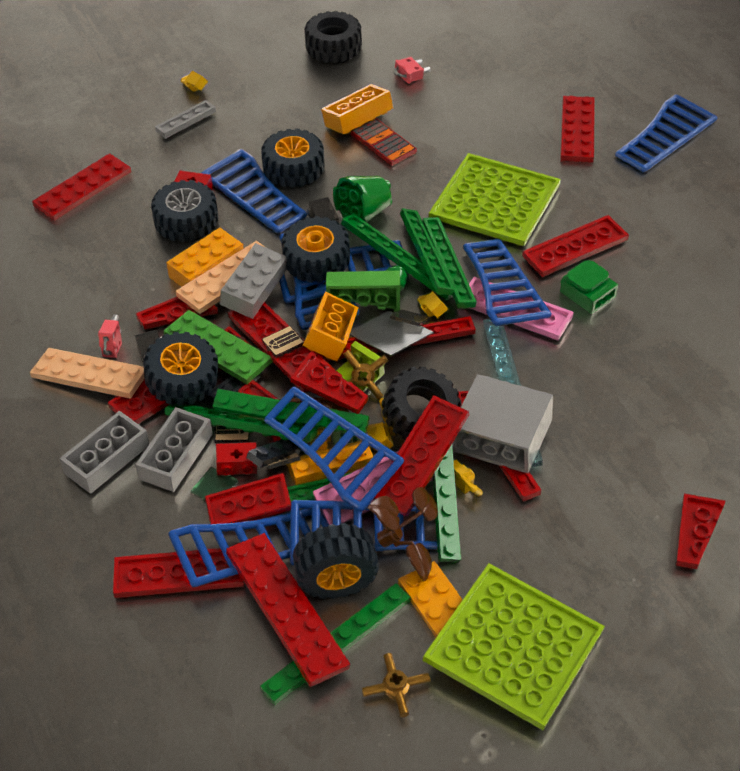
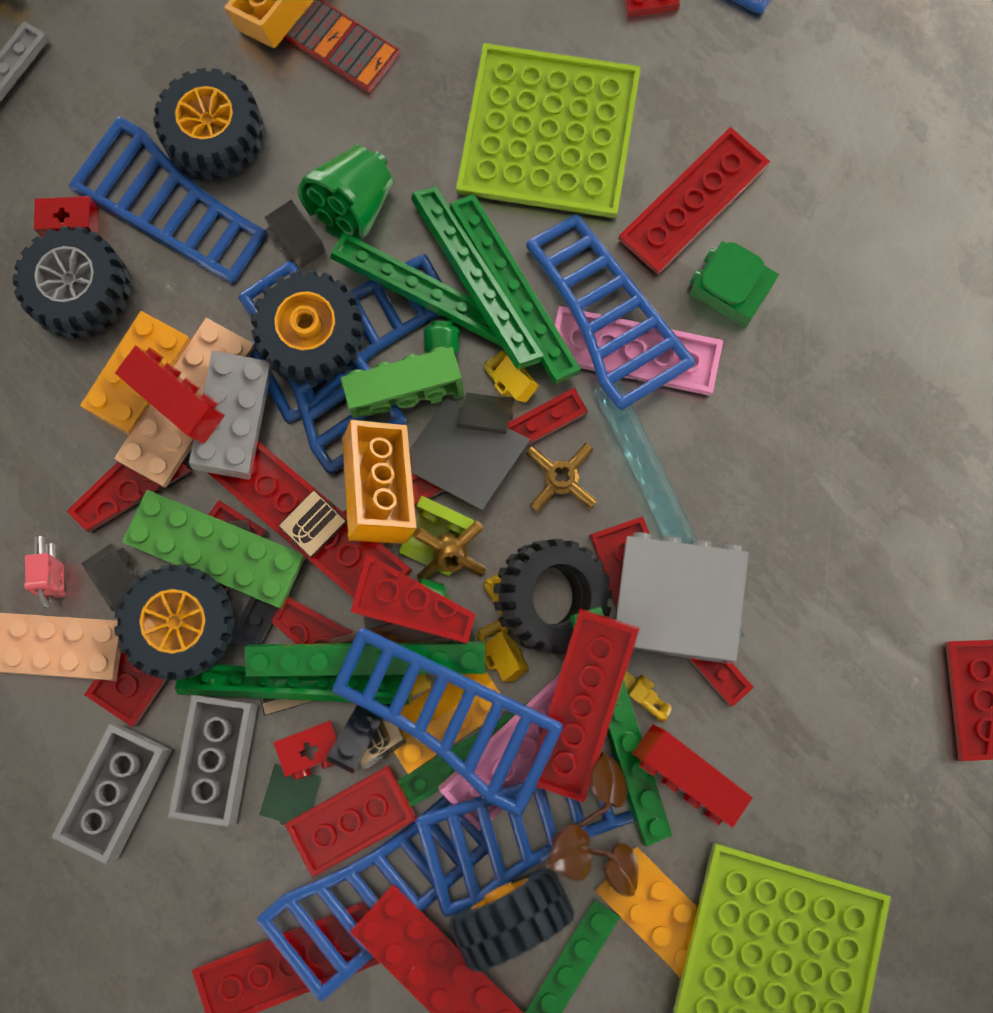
camera: 15 degrees left, 30 degrees up
(223, 255) = (169, 394): none -> red brick
(449, 358) = (567, 467): none -> pearl gold bar
(483, 519) = (691, 775): none -> red brick

